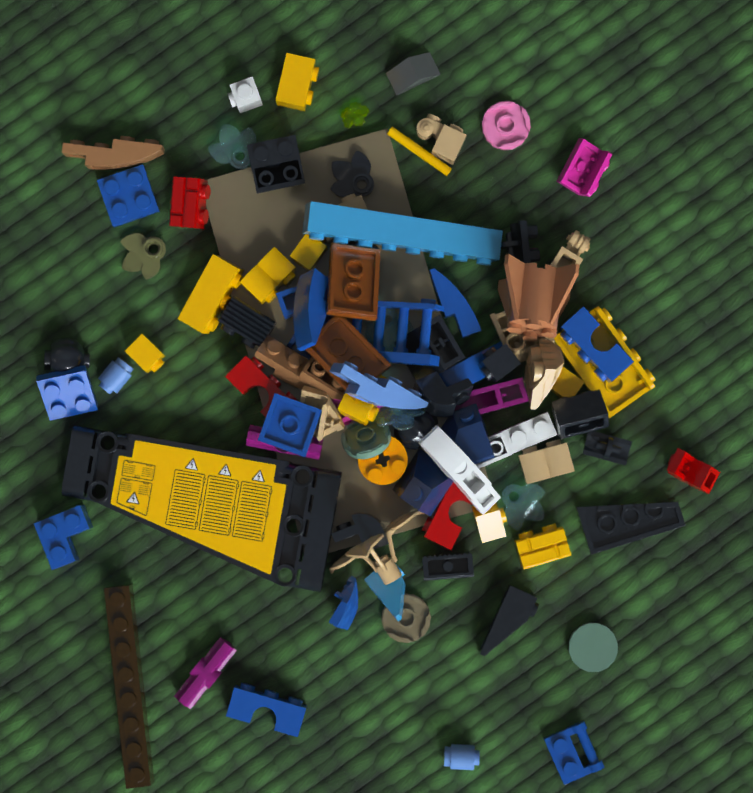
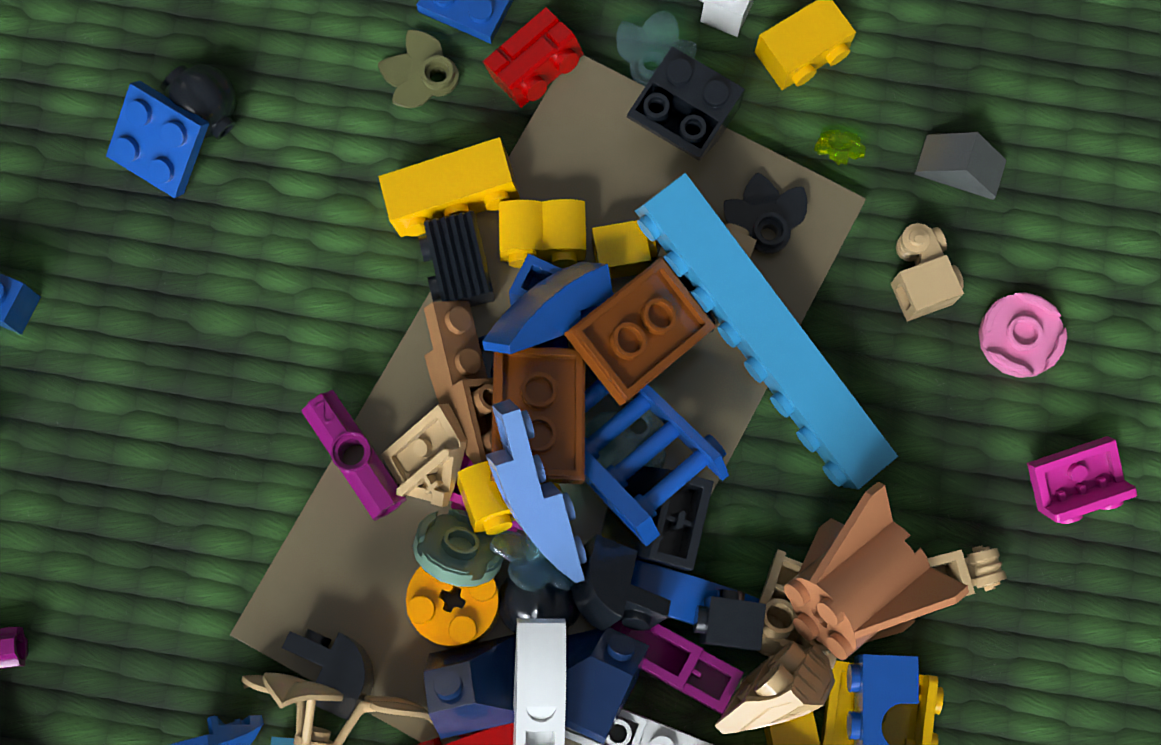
camera: 40 degrees right, 10 degrees down
(115, 376) = (236, 177): medium blue brick -> none
(145, 354) = (298, 183): yellow brick -> none
(212, 500) = (193, 448): panel -> none
(249, 375) = (394, 327): red arch -> none
(290, 425) = (377, 435): blue plate -> none
(419, 151) = (880, 262): yellow bar -> none
(454, 304) = (744, 494): blue slope -> none
(518, 242) = (910, 488): black hips -> none

